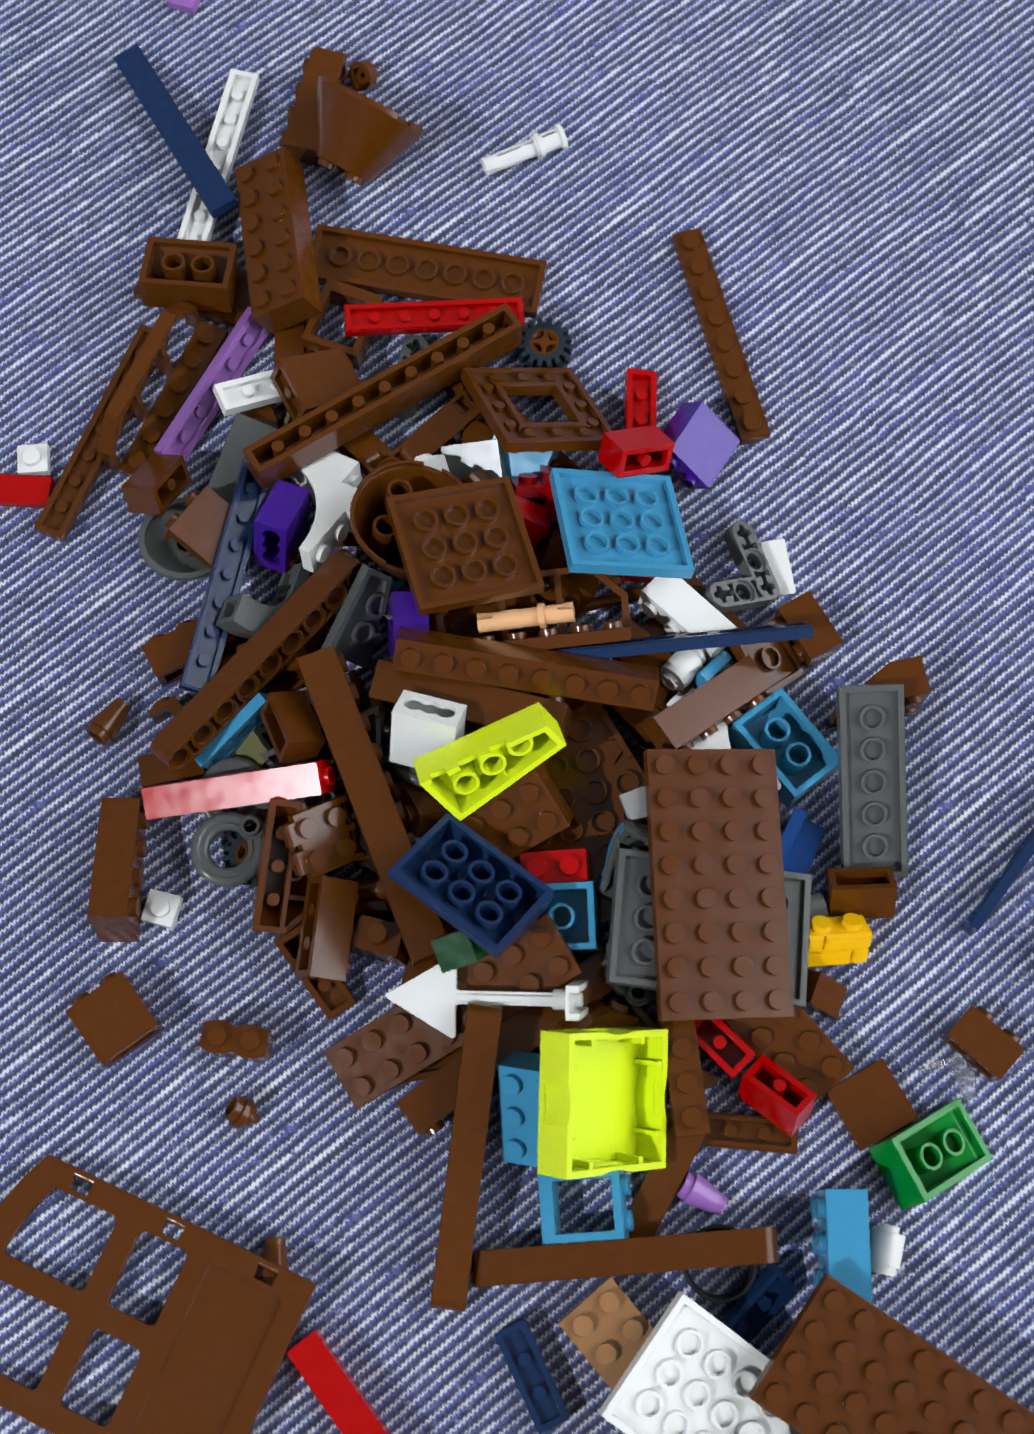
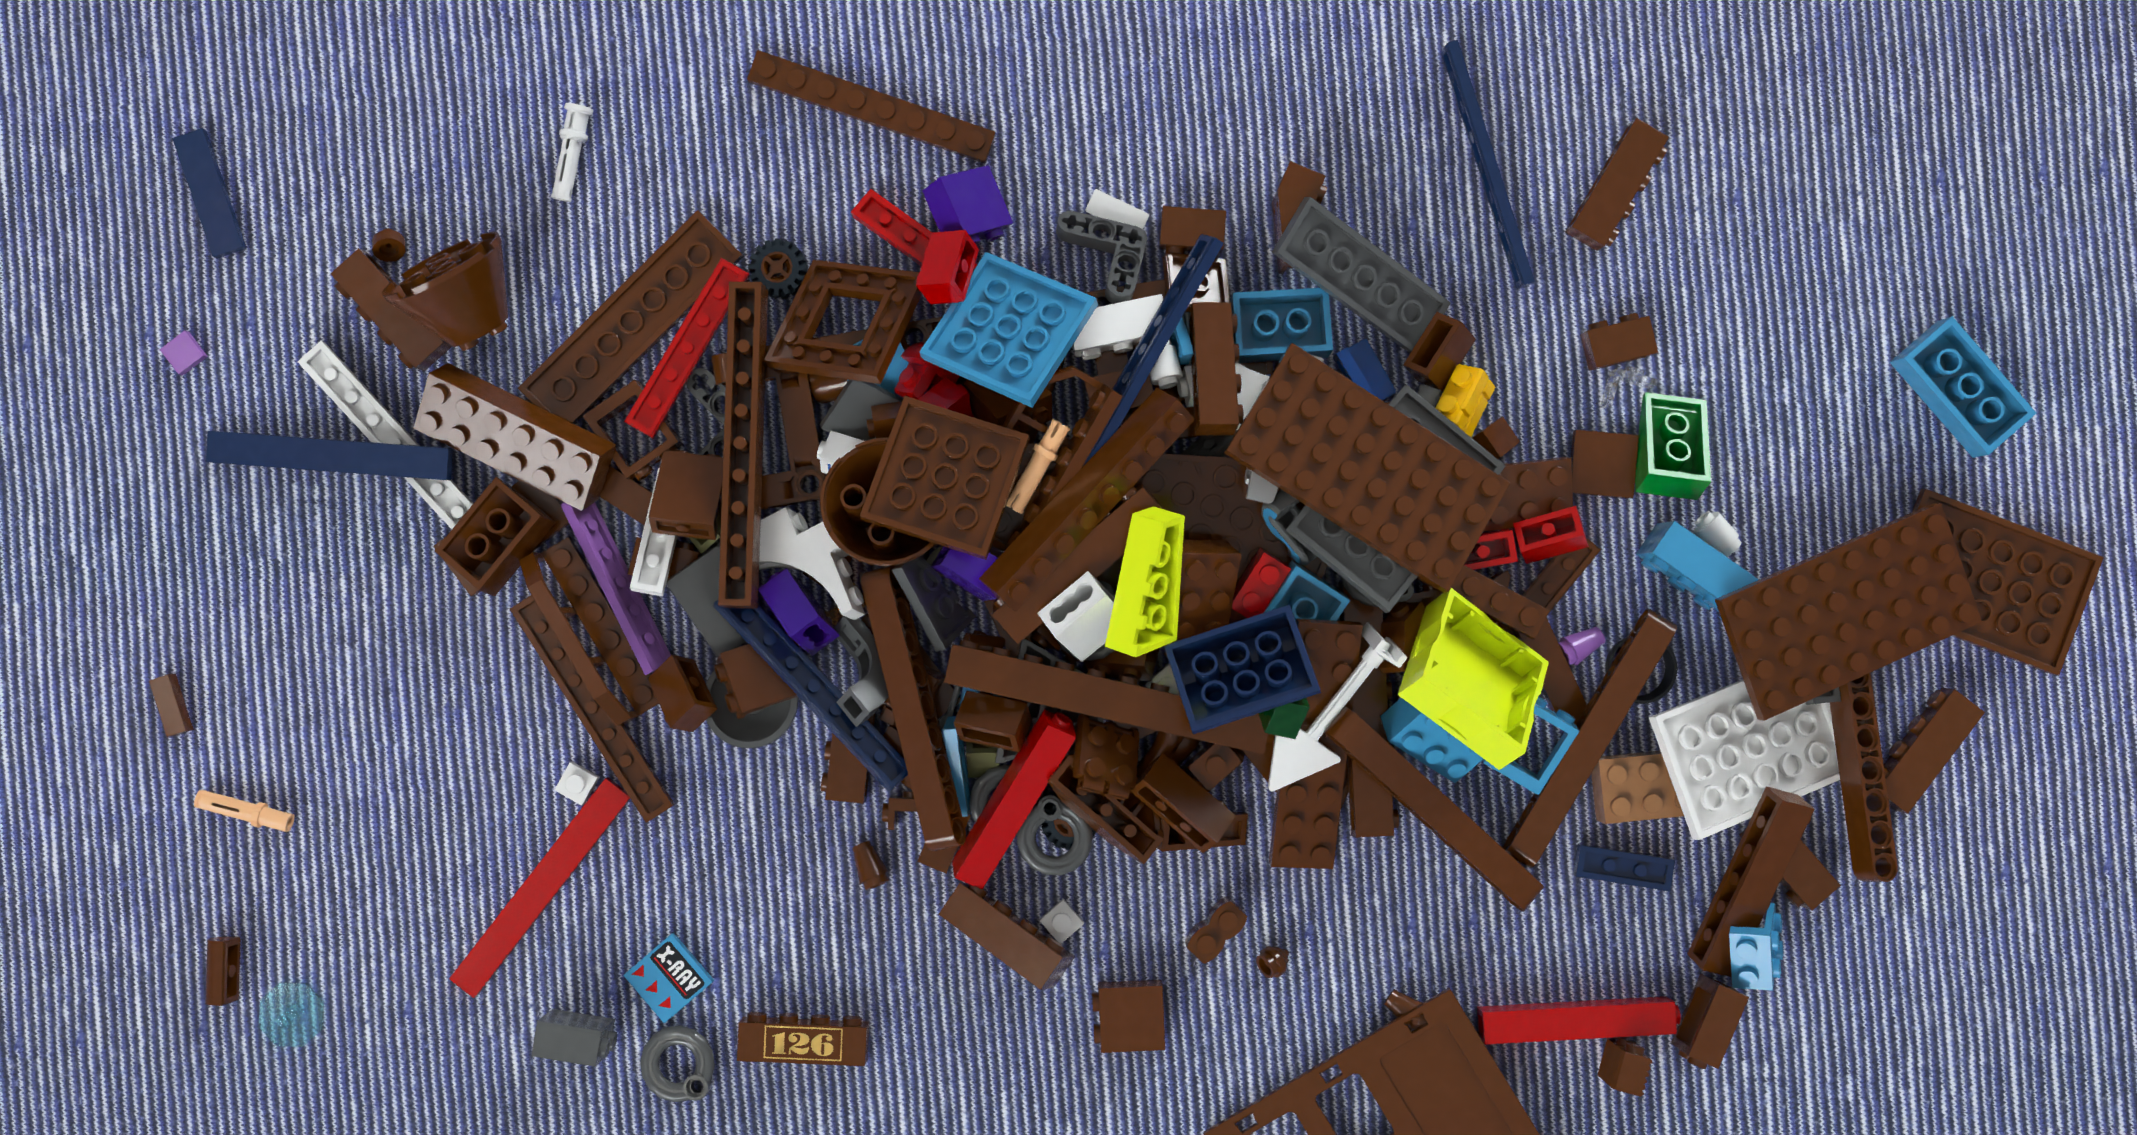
camera: 55 degrees left, 15 degrees up
(759, 1303) = (1691, 661): dark blue plate -> none

